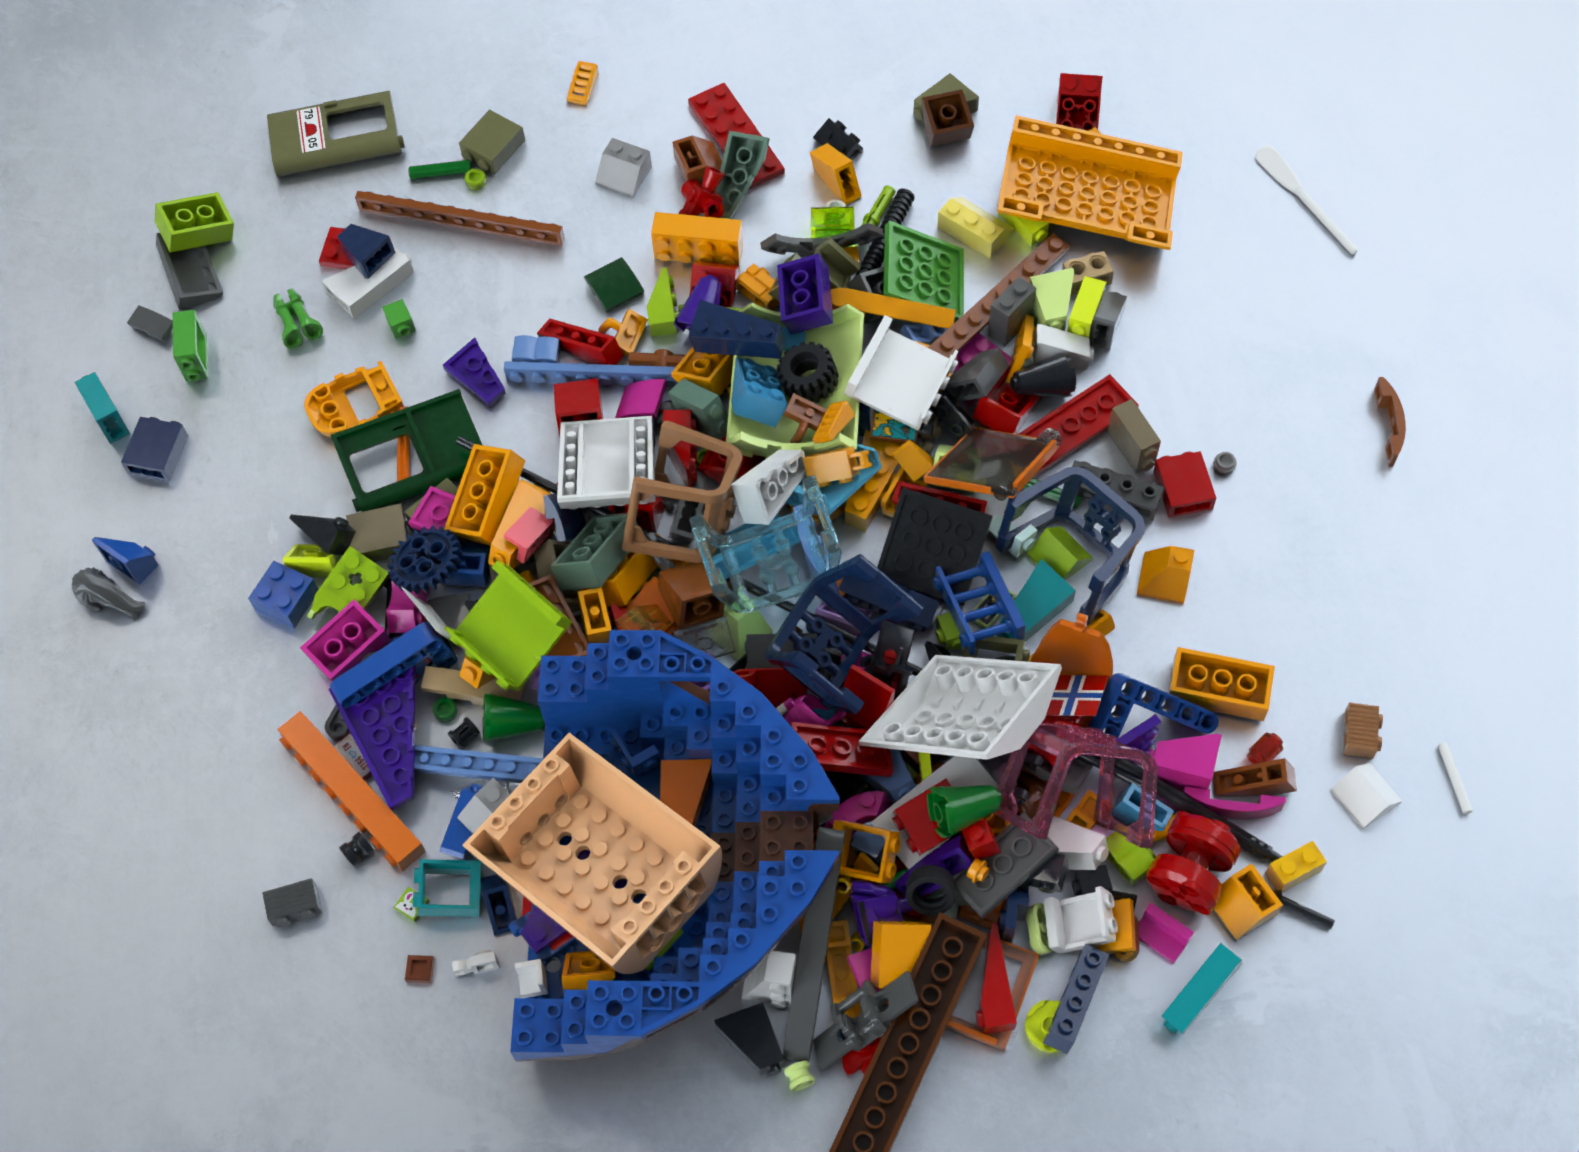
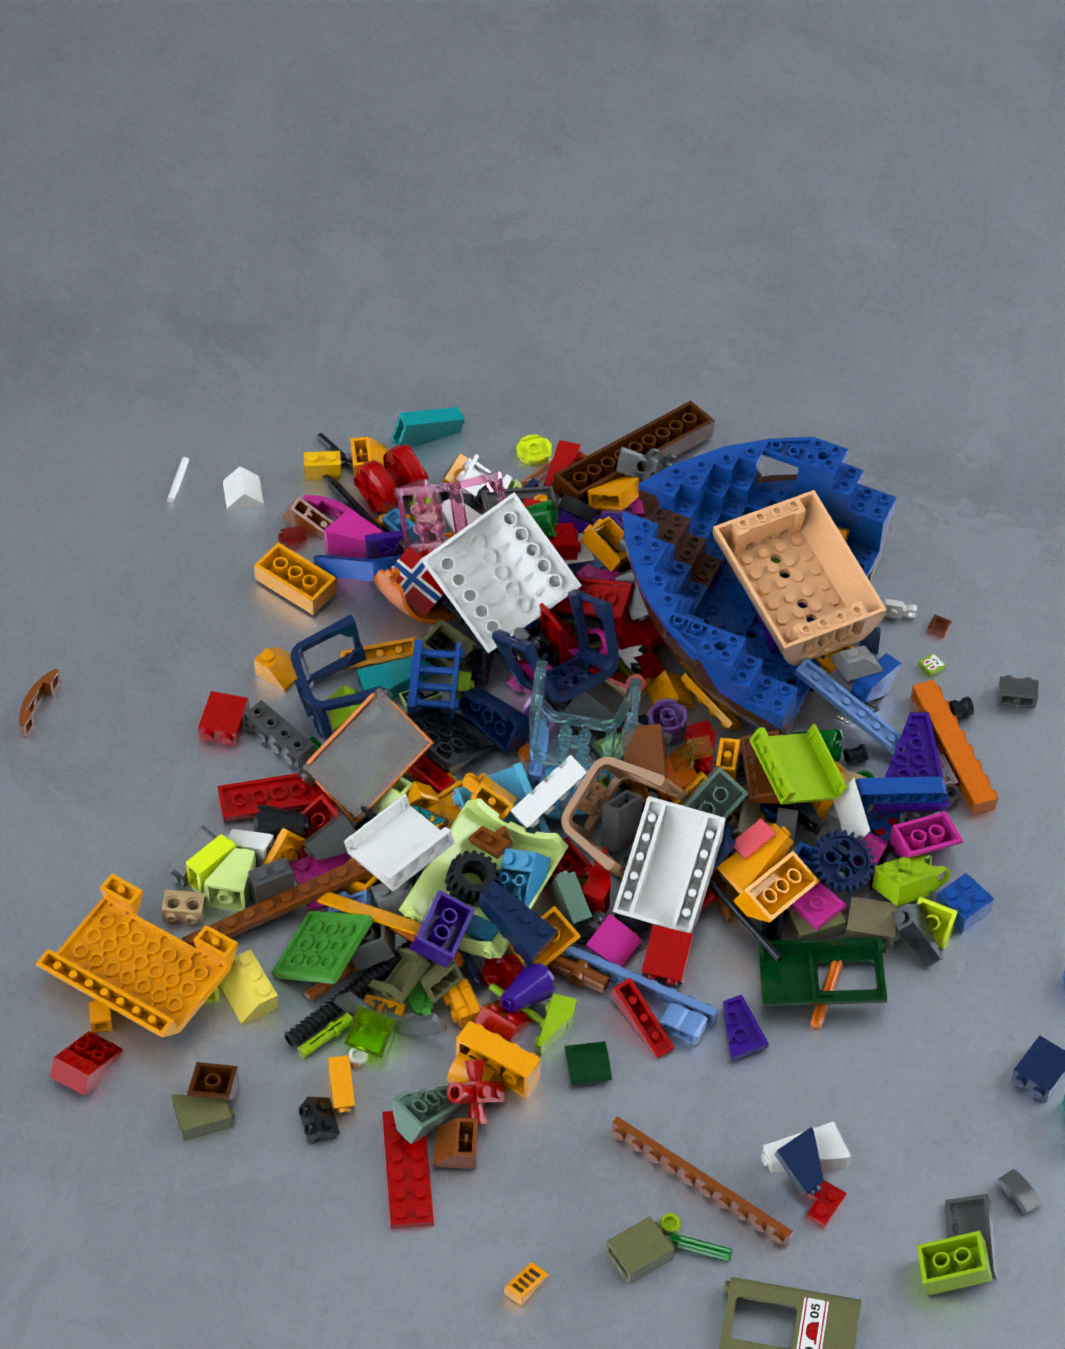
camera: 160 degrees left, 10 degrees down
(190, 345) = (989, 1141): bright green window -> none
(291, 335) = (892, 1156): bright green piece -> none
(330, 408) = (878, 1042): light orange slope -> none
(399, 318) = (792, 1103): bright green brick -> none
(456, 867) = (907, 644): teal window -> none
(532, 978) = (865, 557): white panel -> none
(623, 167) = (527, 1171): light grey slope -> none
(627, 331) = (596, 1009): light orange plate -> none
(685, 786) = (725, 607): orange slope -> none
(834, 420) = (473, 812): light orange slope -> none
(1076, 999) = (513, 444): dark blue brick -> none
(1134, 436) = (240, 754): dark tan brick -> none
(1163, 933) = (432, 466): dark pink panel -> none
(1225, 462) = (181, 724): light grey plate -> none
(1361, 730) = (219, 522): medium nougat brick -> none

